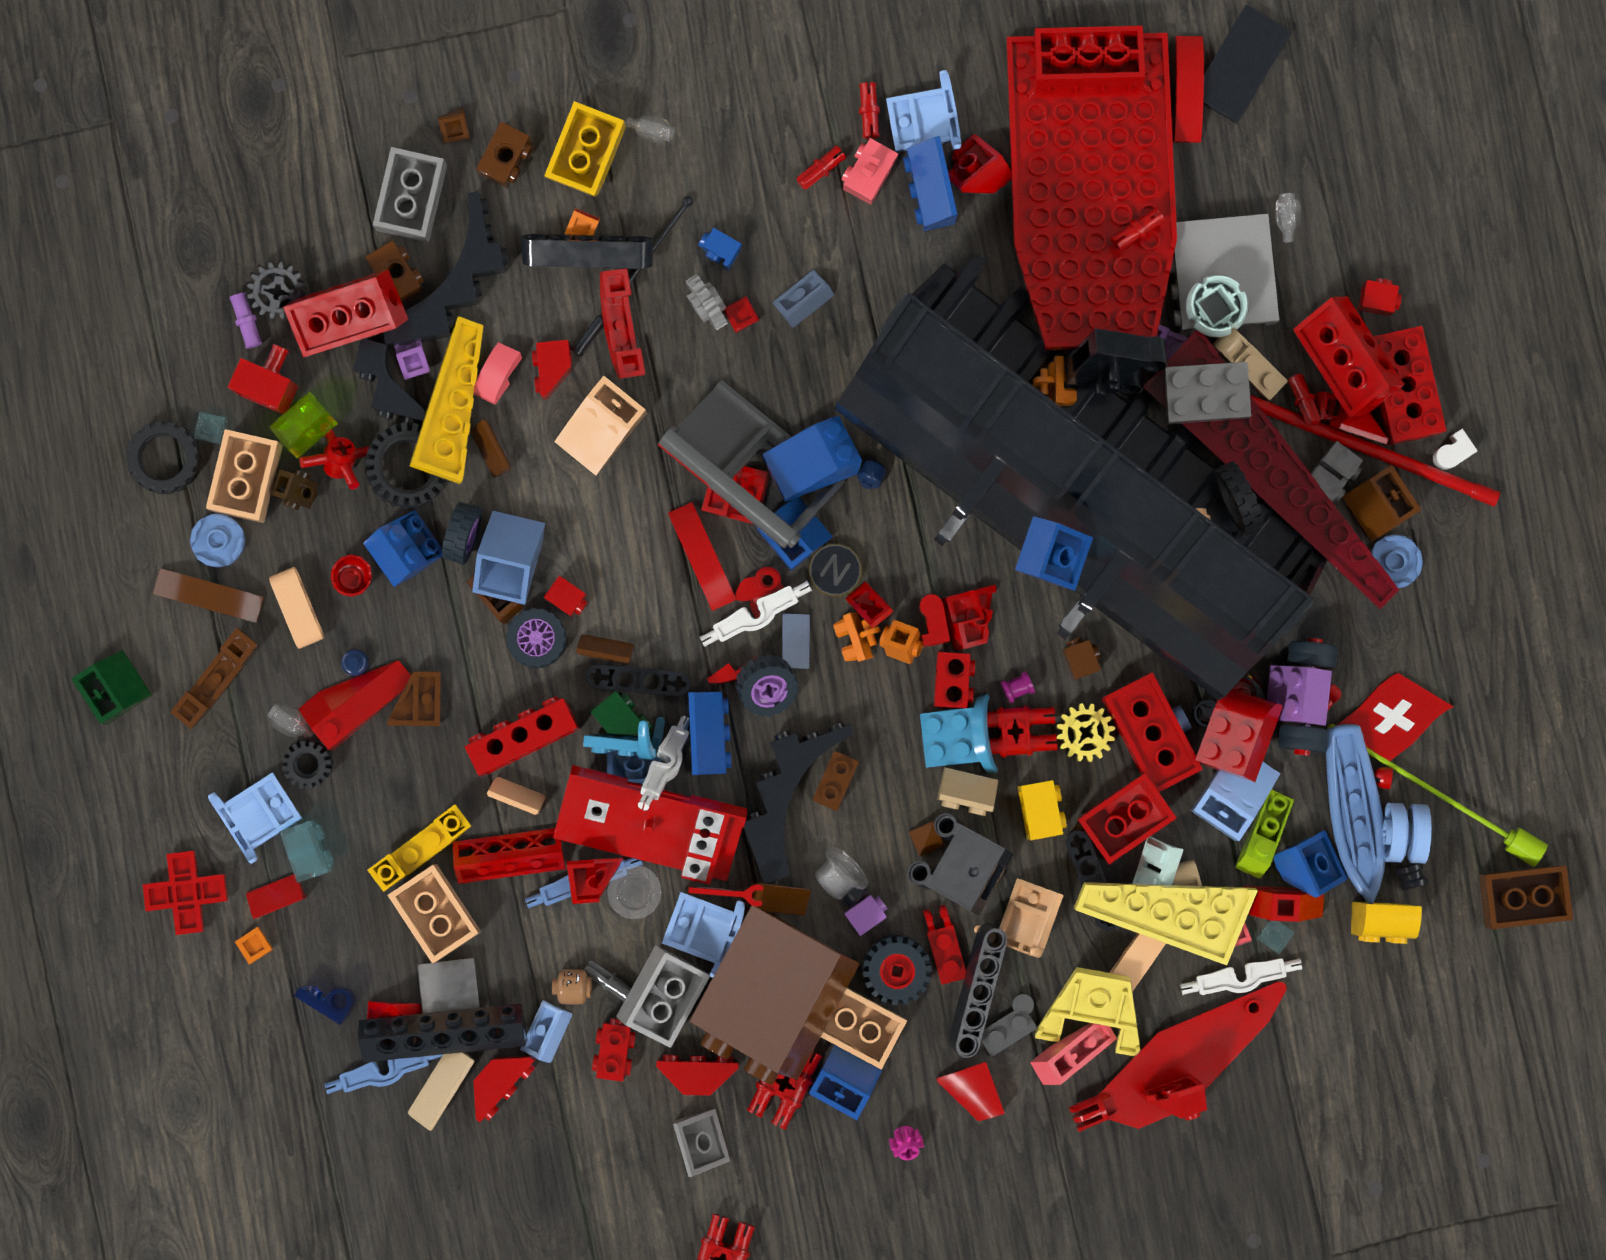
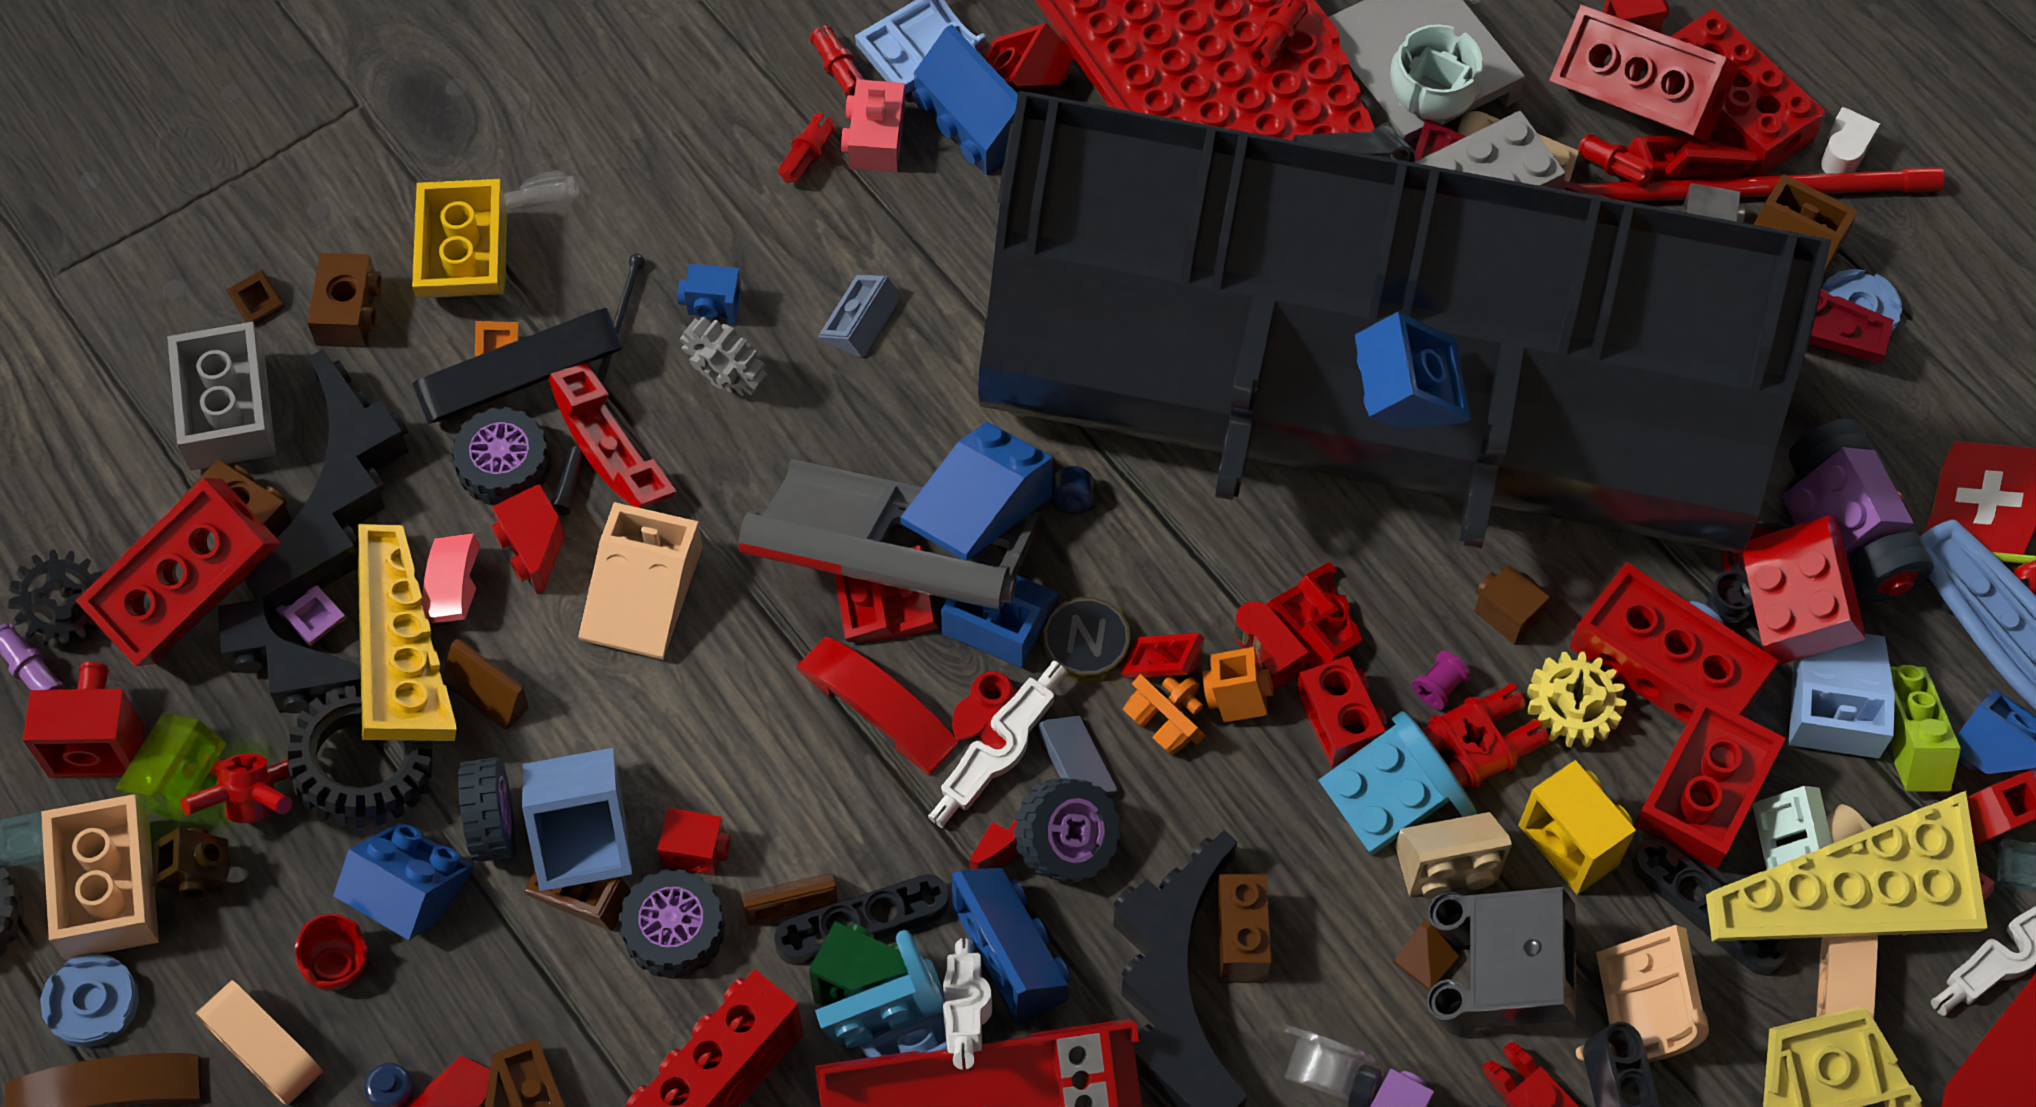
camera: 25 degrees left, 25 degrees down
(555, 304) = (500, 455): none -> black wheel
(741, 314) = (783, 368): red tile -> none

